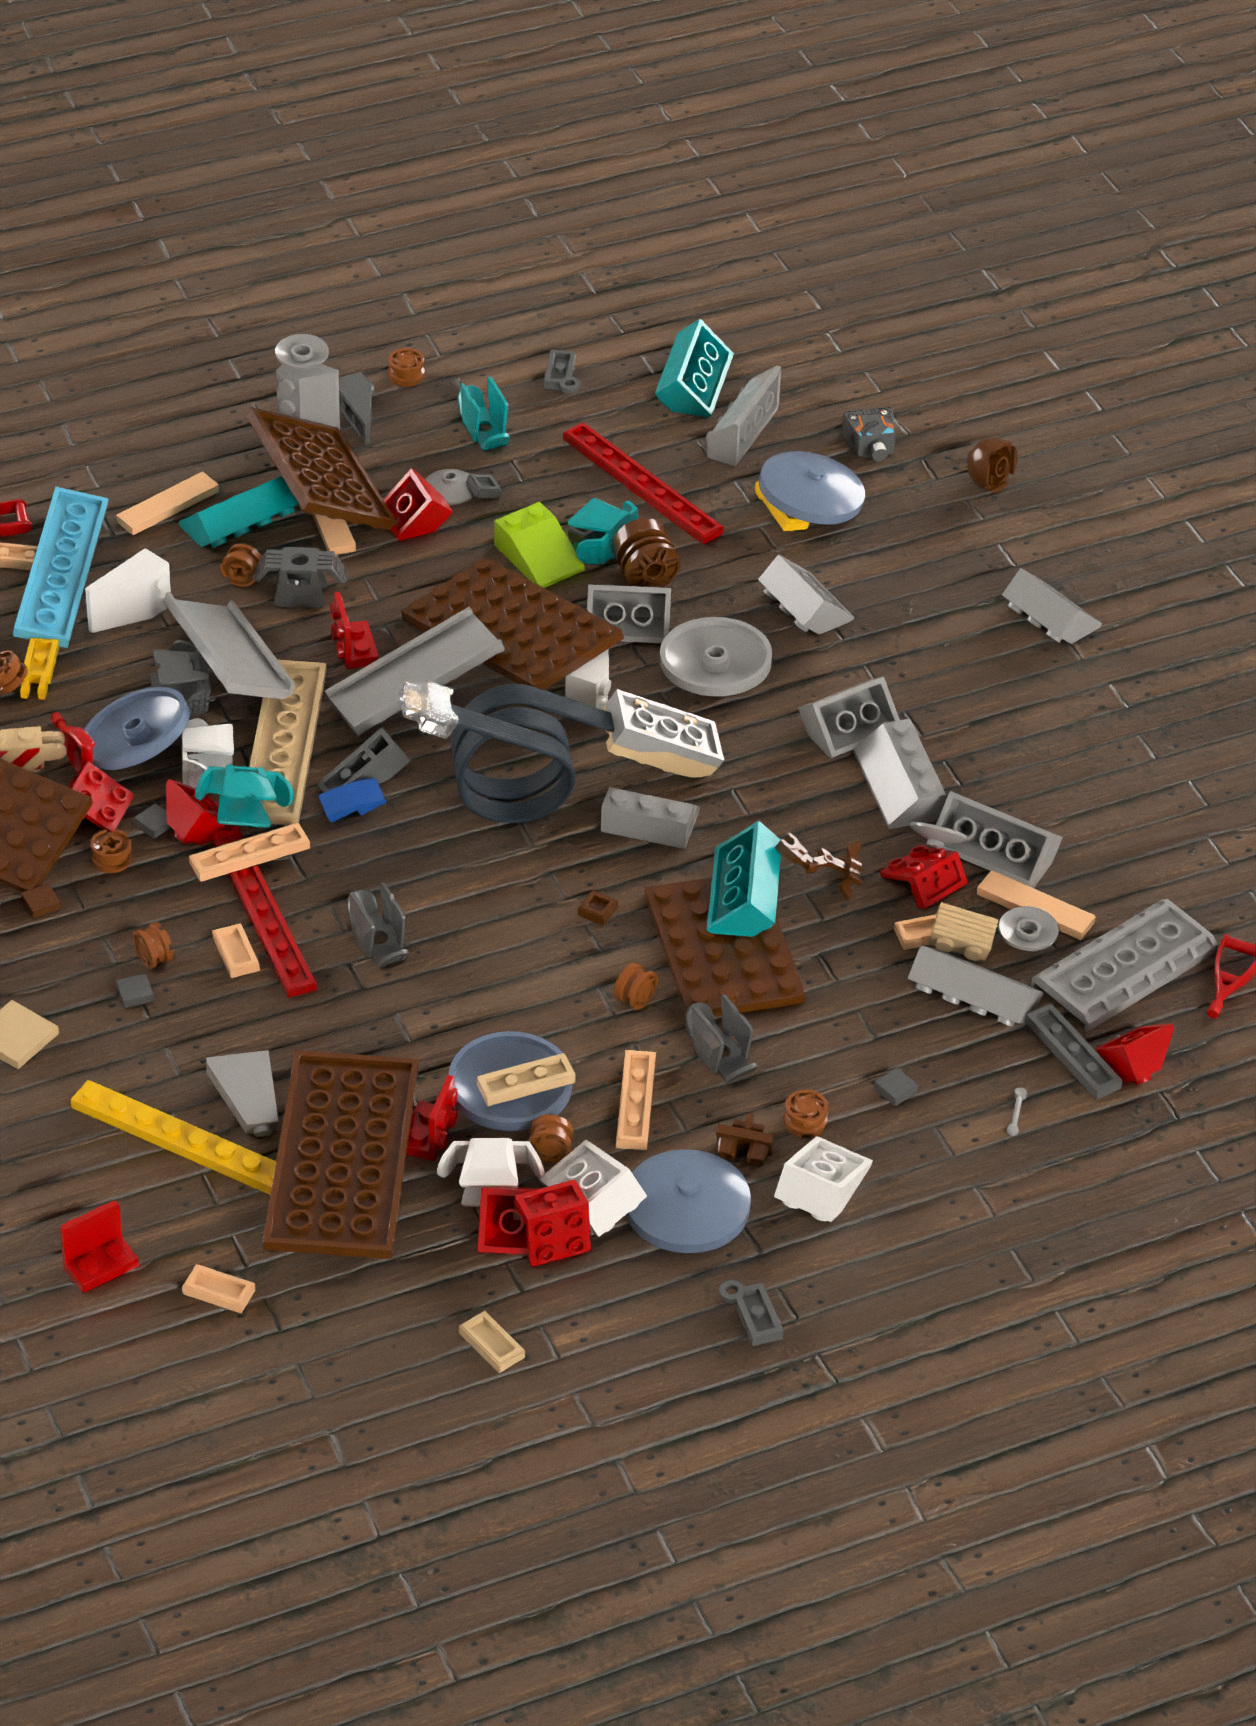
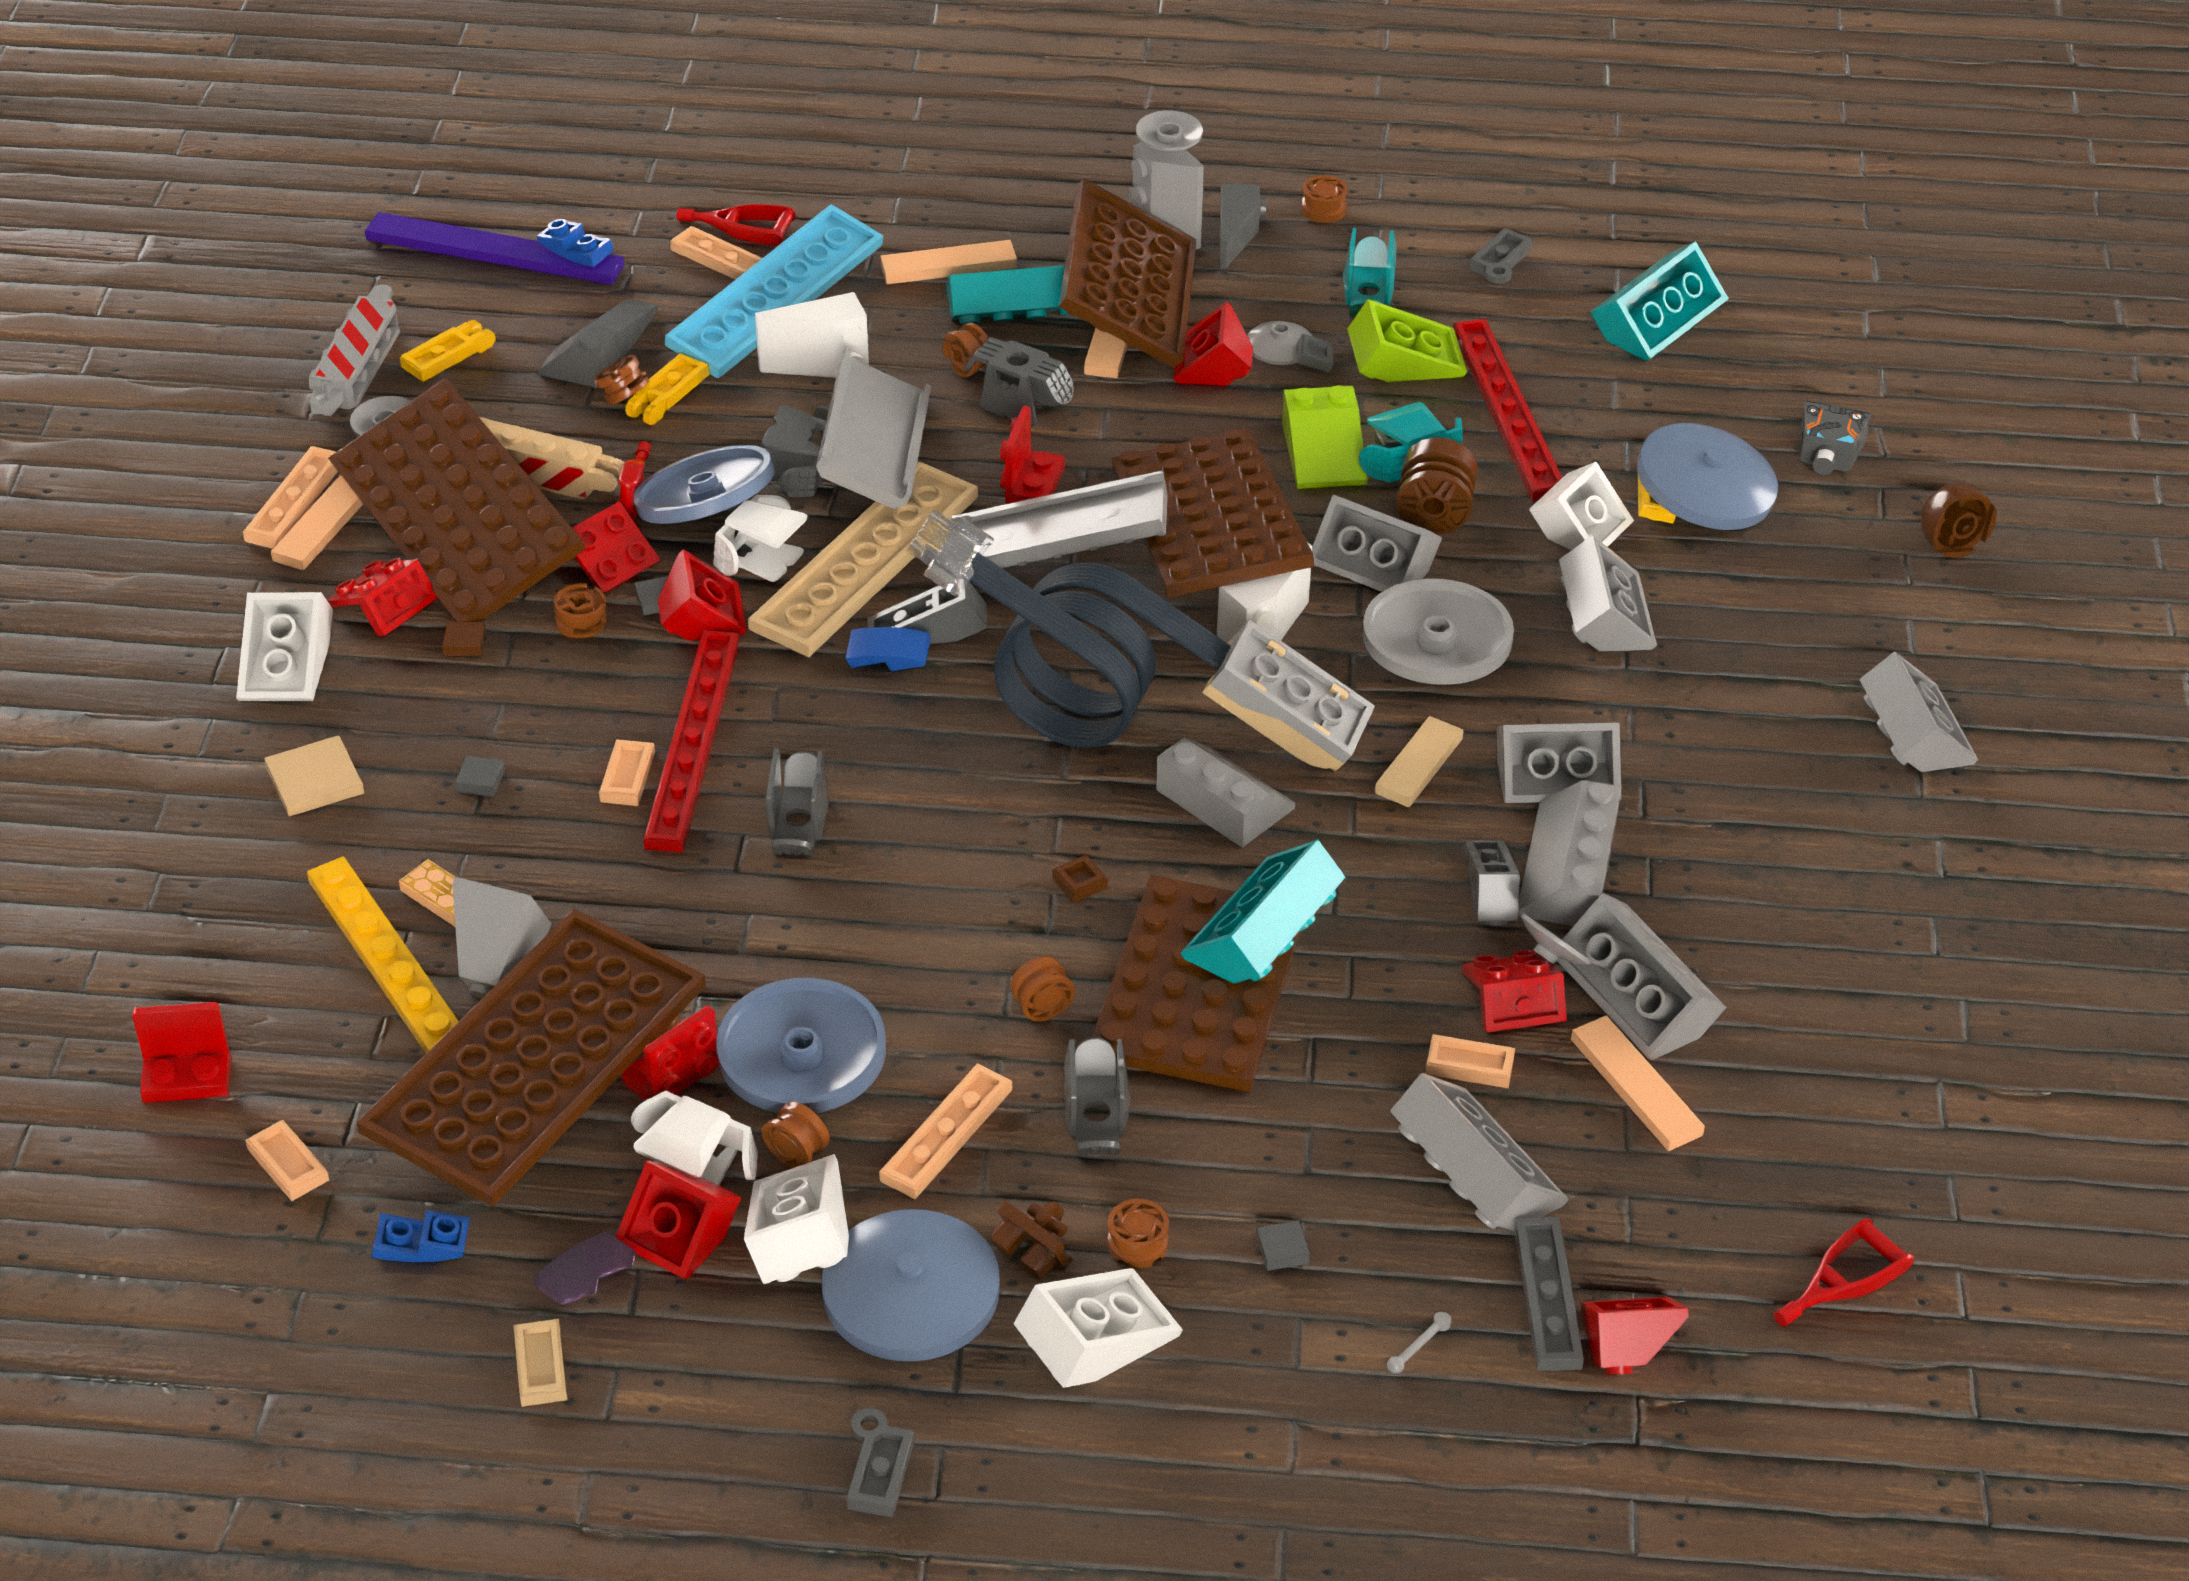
camera: 30 degrees right, 0 degrees up
(152, 945) = (531, 731): dark orange wheel -> none
(175, 1078) = (431, 888): none -> light nougat tile
(242, 793) = (752, 595): teal piece -> none
(249, 852) = (723, 665): light nougat tile -> none
(357, 1298) = (415, 1240): none -> blue slope
(476, 1273) = (578, 1269): none -> clear purple slope
(525, 1079) = (807, 1049): tan plate -> none
(542, 461) = (1403, 345): none -> lime slope
(555, 1222) = (707, 1241): red bracket -> none
(745, 418) = (1681, 374): light grey slope -> none
(746, 540) = (1581, 507): none -> white slope
(759, 750) = (1419, 761): none -> tan tile
(847, 865) = (1352, 901): reddish brown piece -> none
(865, 810) = (1492, 881): none -> dark grey slope
(963, 932) = (1504, 1079): tan brick -> none
(1028, 928) = (1599, 1108): light grey dish -> none
(1127, 963) = (1705, 1206): light grey ladder -> none

